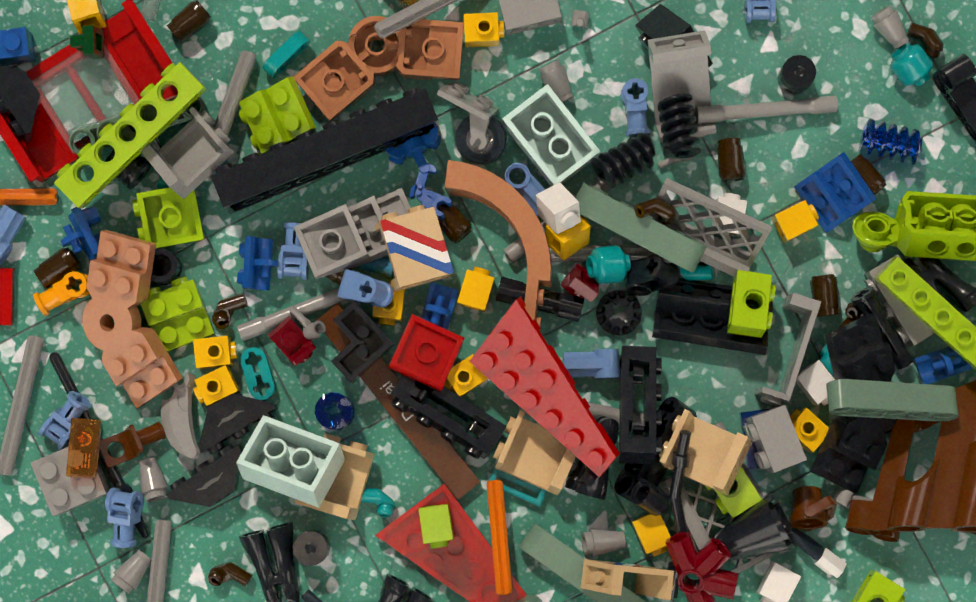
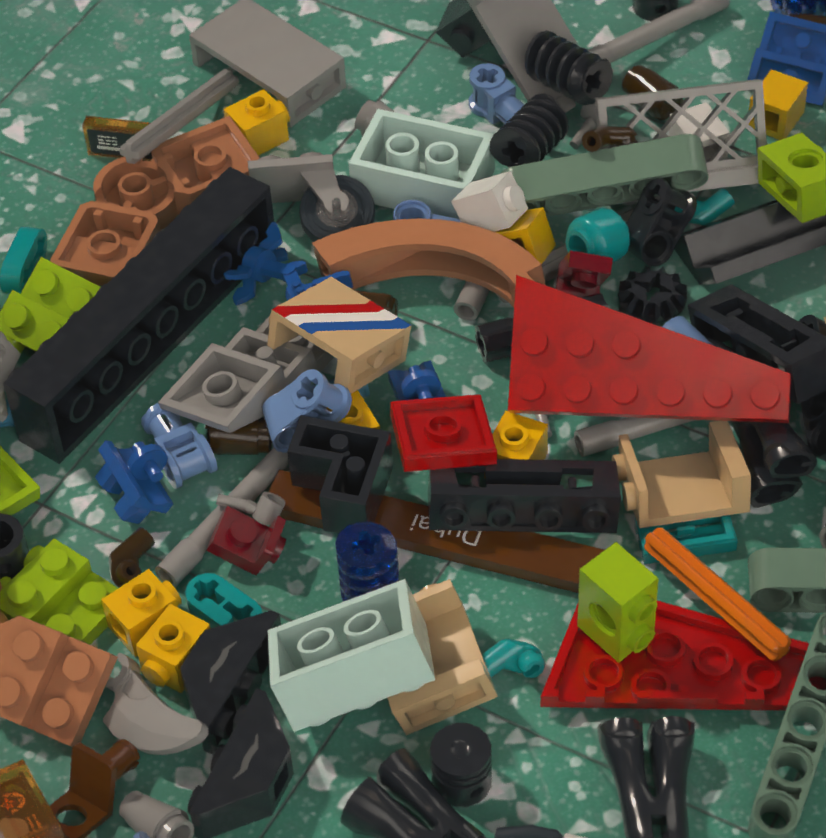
camera: 30 degrees left, 35 degrees down
(476, 289) = (455, 358): yellow brick -> none
(580, 18) = (367, 62): light grey hand -> none

